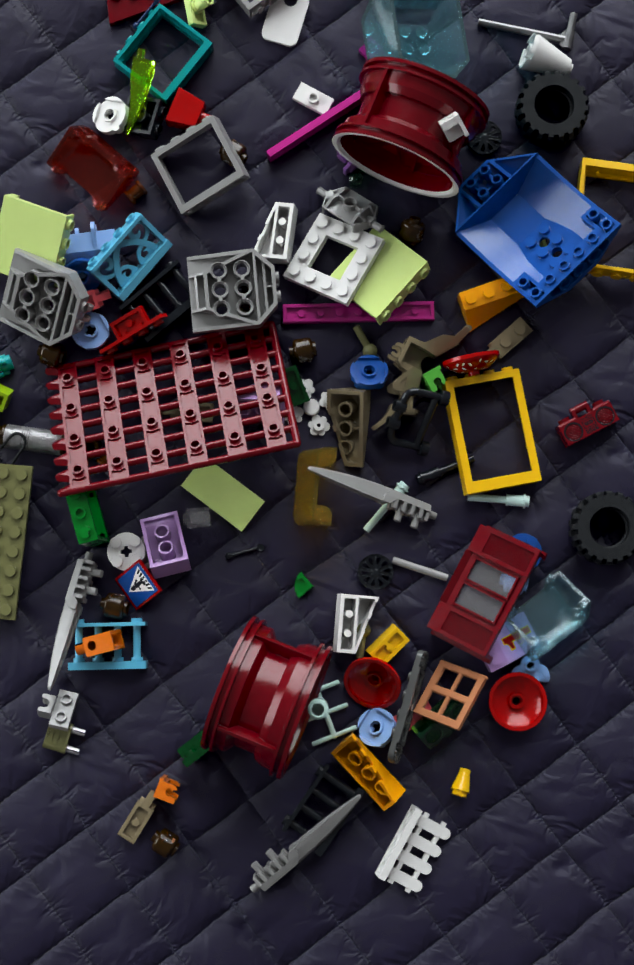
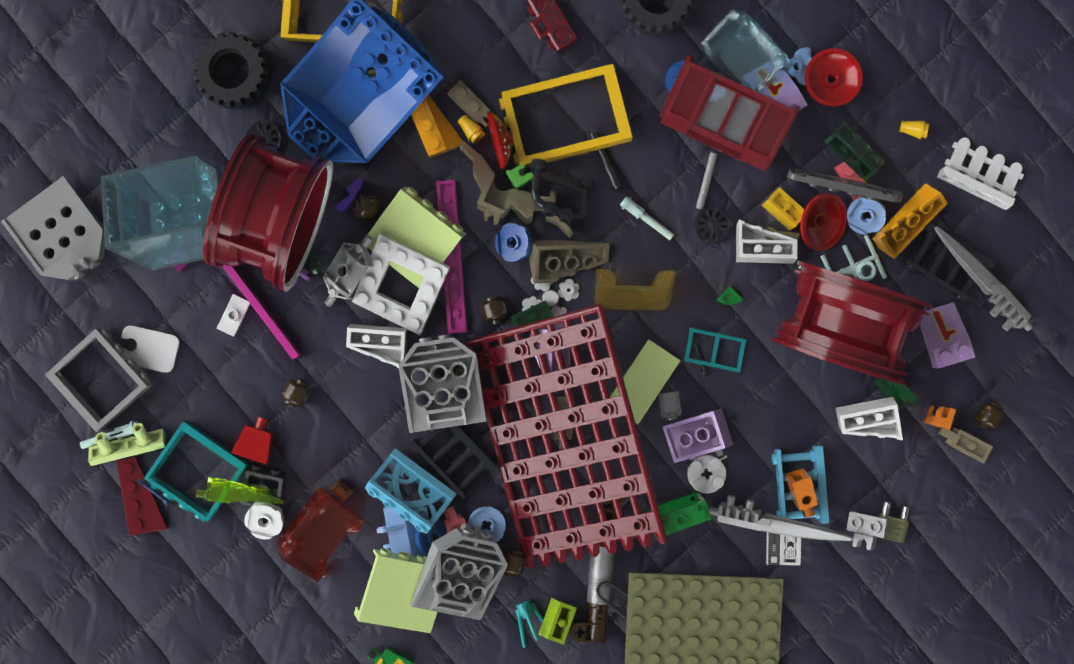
camera: 95 degrees left, 5 degrees up
(44, 624) = (783, 550): none -> sticker
(115, 606) = (762, 481): dark brown head -> none
(130, 325) = (480, 484): red bracket -> none
(138, 584) = (739, 459): piece -> none
(170, 719) = (871, 418): none -> white wedge
(216, 190) = (321, 383): light grey window -> none
(236, 563) = (717, 336): none -> teal window
(249, 801) = (946, 336): none -> lavender slope
(368, 348) = (487, 244): olive bar -> none
(402, 504) = (642, 208): light grey piece -> none
(429, 220) = (354, 190): none -> dark purple slope
(453, 127) = (273, 168): white panel -> none
(468, 701) = (831, 144): nougat window -> none
(482, 339) = (471, 129): none -> yellow cone
(508, 500) = (633, 95): light aqua pin -> none
(543, 57) = (177, 81): white cone -> none
(566, 38) = (155, 60): flat silver bar -> none

